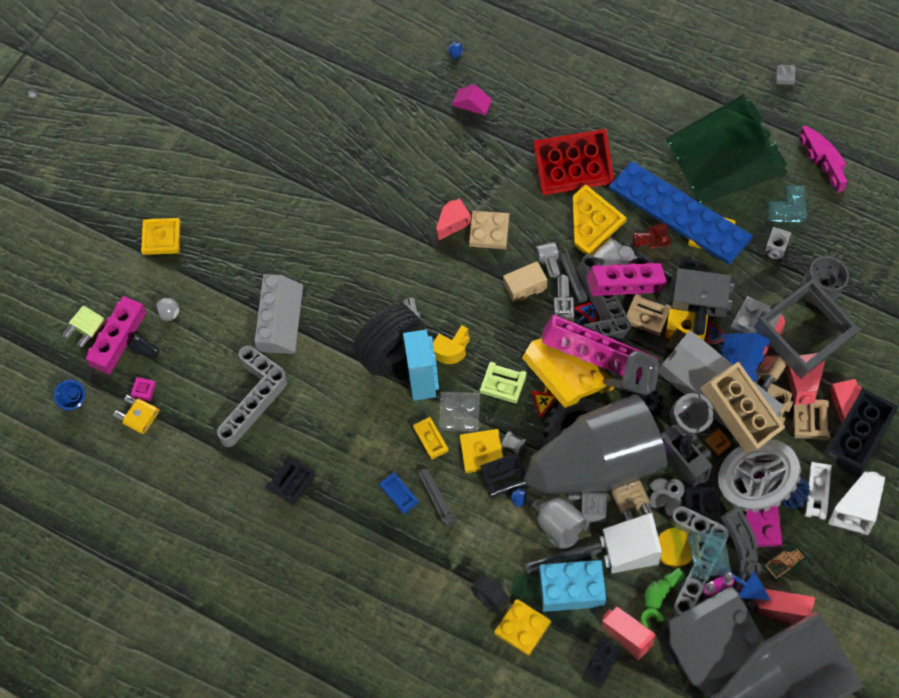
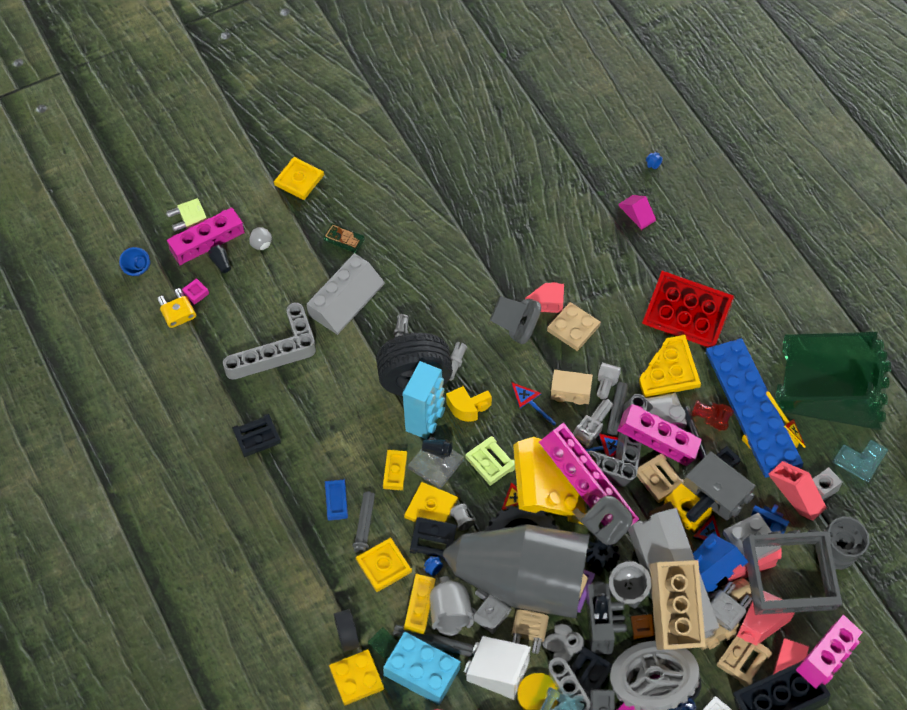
camera: 30 degrees right, 5 degrees down
(239, 266) = (344, 238): none -> tile
(349, 318) = (401, 326): none -> light grey pin
(432, 251) = (509, 313): none -> dark grey piece
(455, 398) = (439, 448): none -> black cone
(478, 522) = (383, 564): none -> yellow plate
(492, 311) = (525, 396): none -> piece
(532, 535) = (419, 604): none -> yellow plate
(719, 211) = (790, 426): none -> yellow piece
(757, 293) = (772, 518): none -> blue hips
(763, 258) = (798, 489): none -> coral slope
(778, 387) = (727, 610): none -> light grey piece
(875, 373) = (829, 652): none -> dark pink brick

